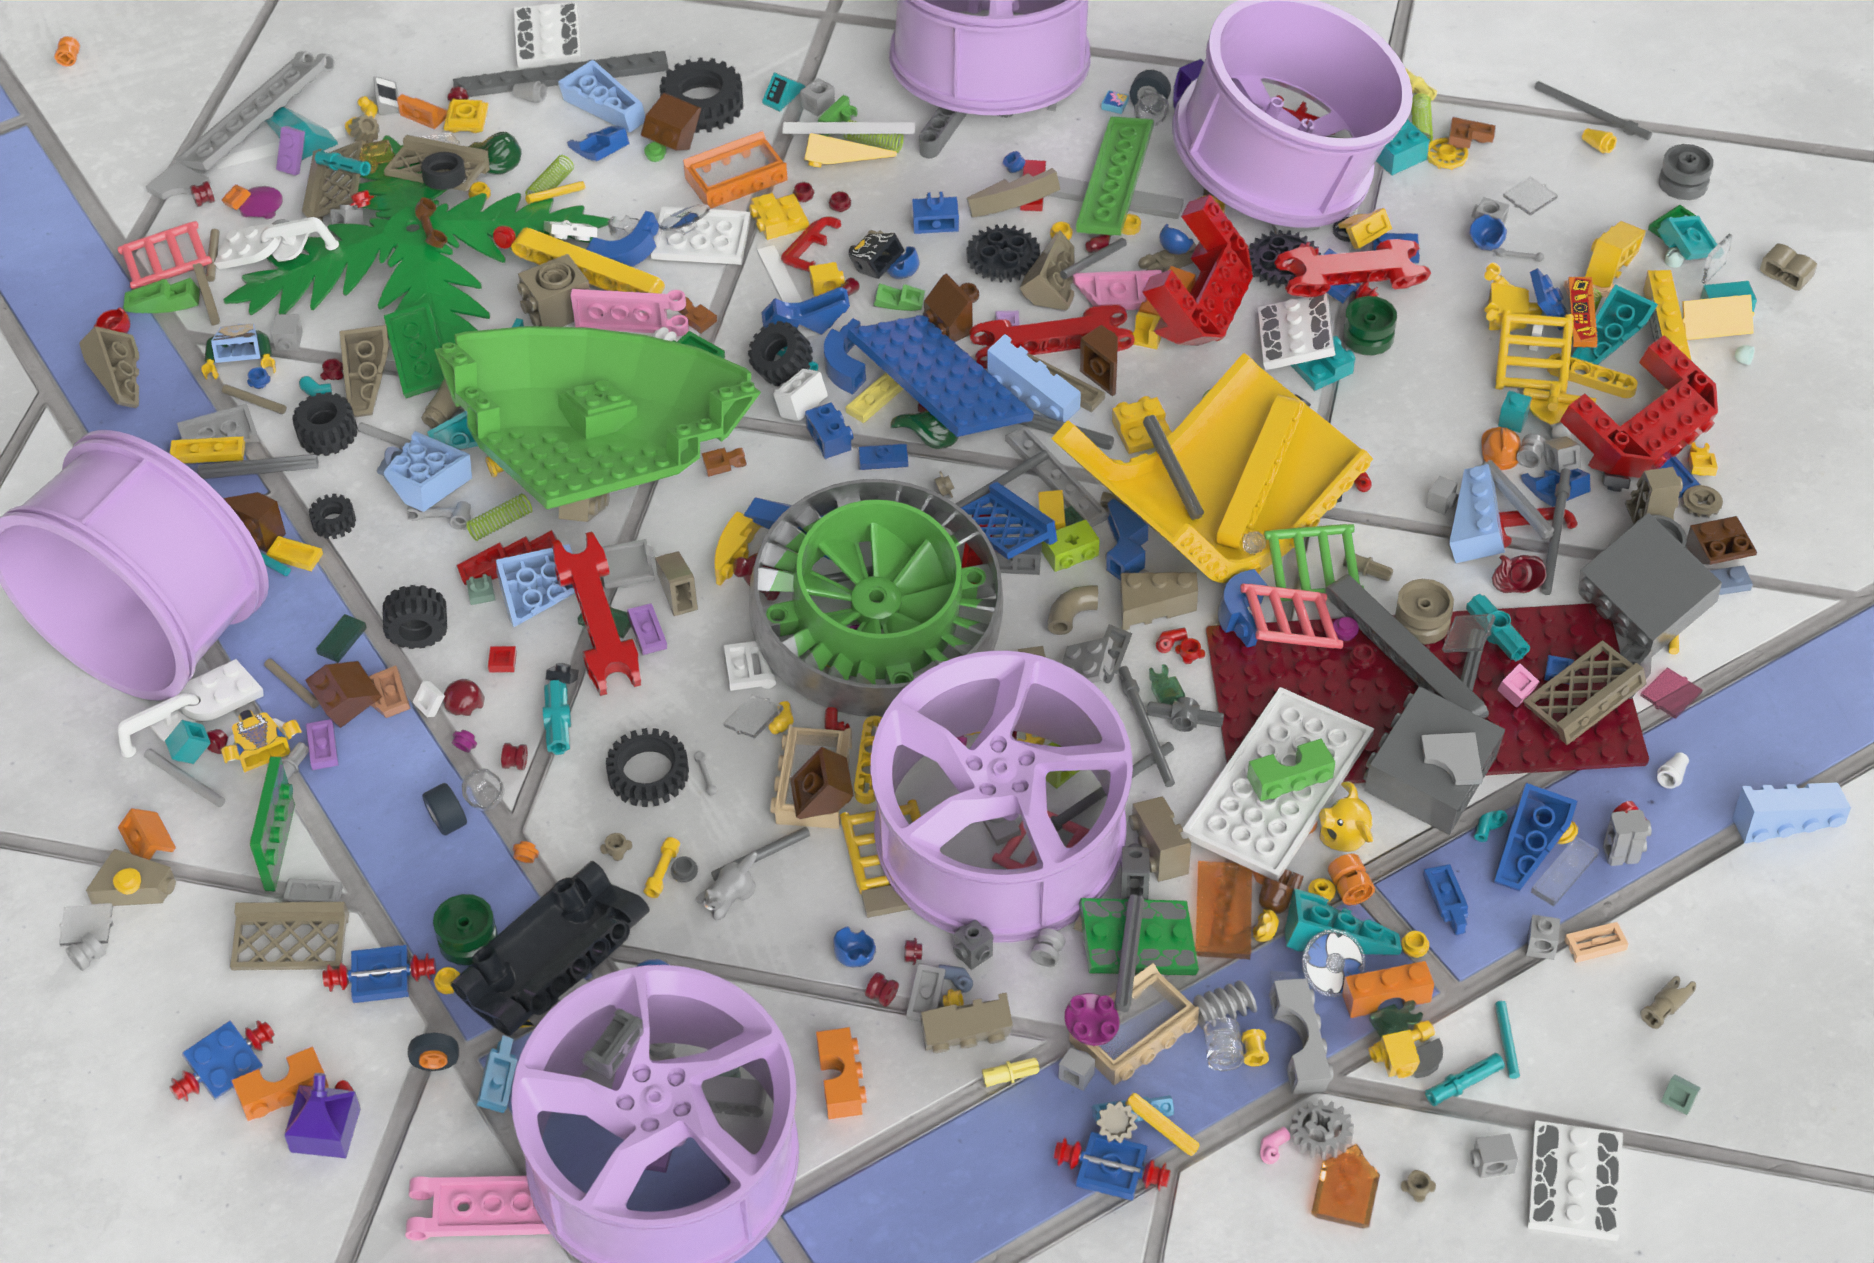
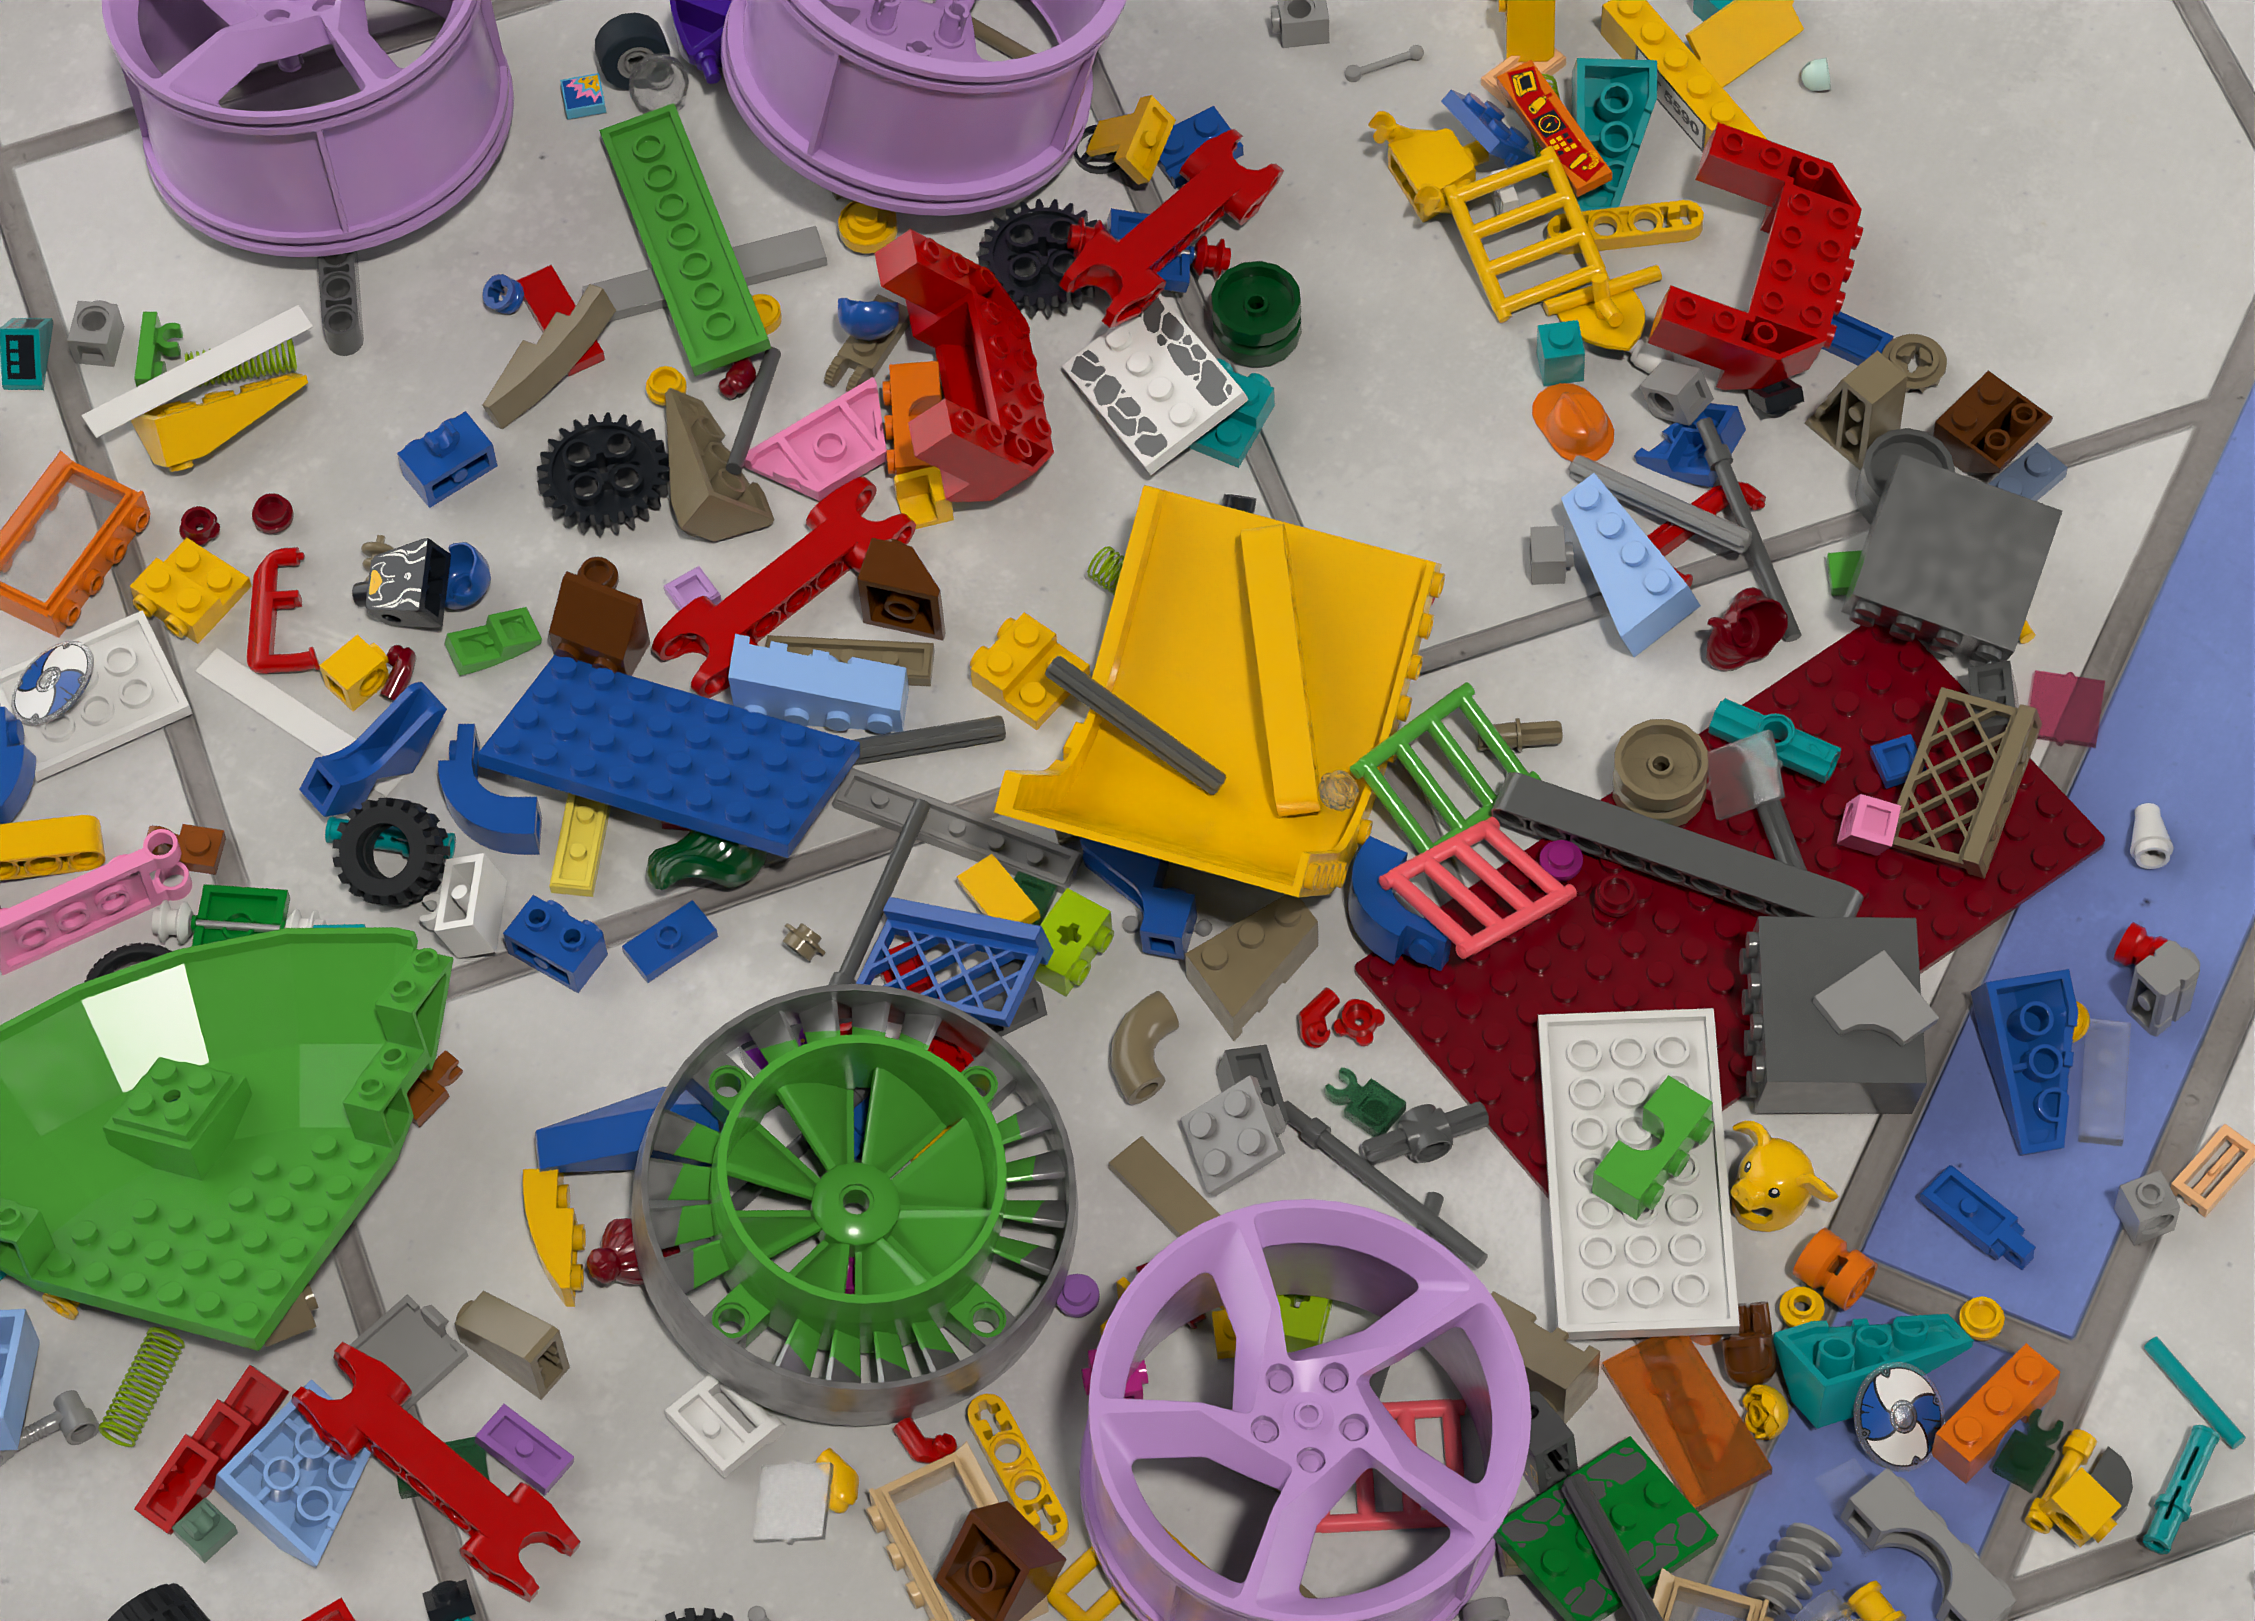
camera: 30 degrees left, 10 degrees up
(1488, 232) = (1321, 52): blue hair -> none
(1489, 822) = (1955, 1065): teal arm -> none
(1531, 446) = (1625, 409): light grey wheel -> none
(1701, 461) = (1873, 297): yellow plate -> none

